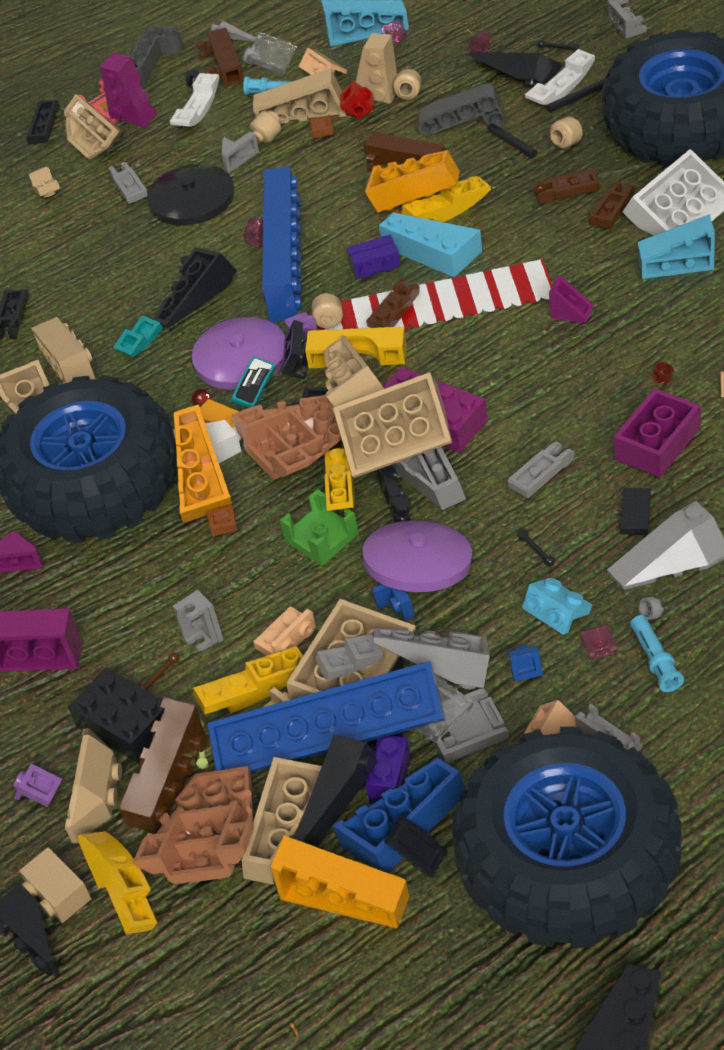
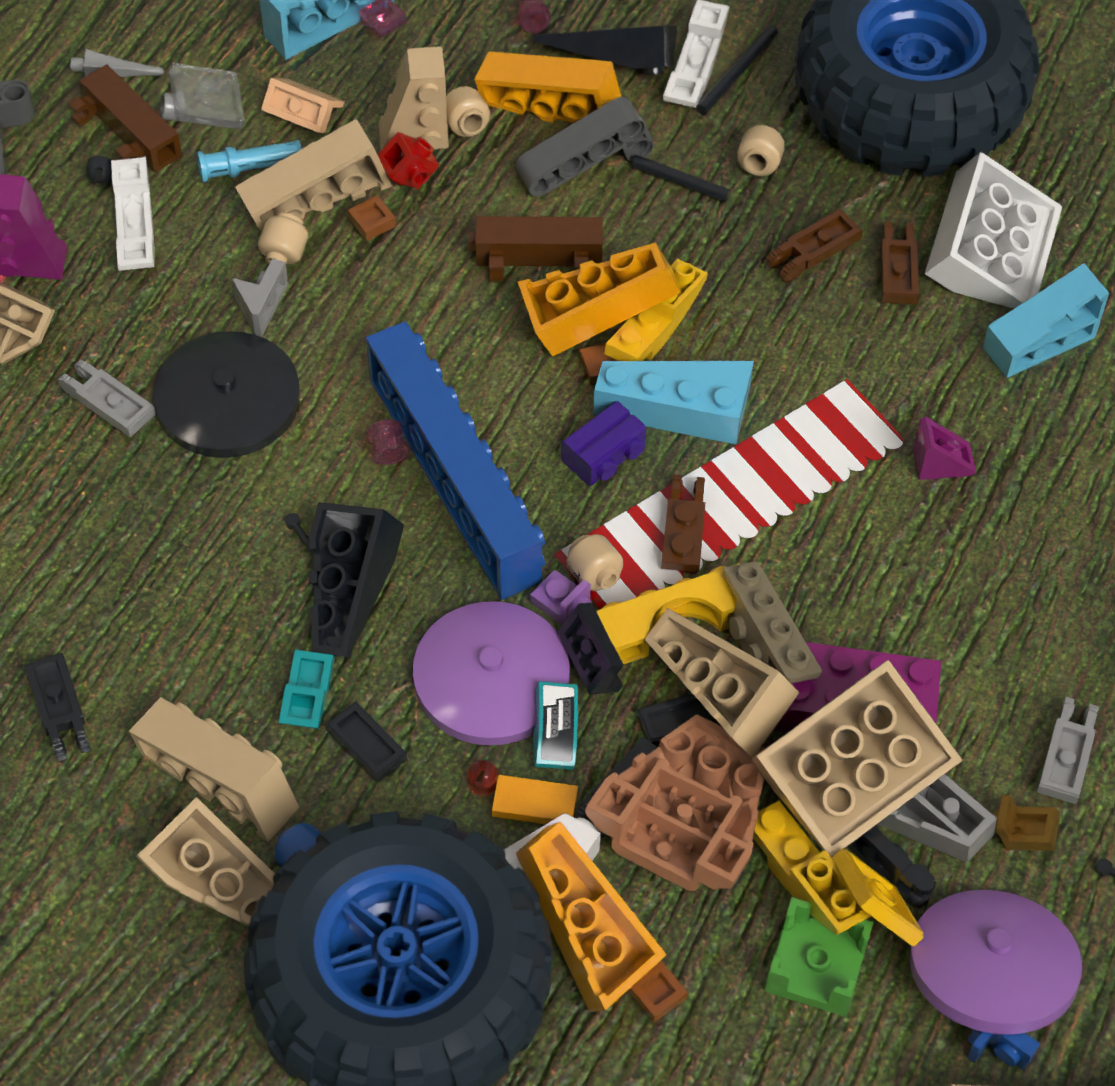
camera: 35 degrees left, 10 degrees up
(152, 369) = (366, 742): none -> black tile
(365, 501) = (878, 897): none -> yellow tile
(395, 358) = (765, 625): none -> dark tan bracket
(457, 75) = (546, 85): none -> light orange wedge
(484, 499) = (1026, 826): none -> pearl gold bracket

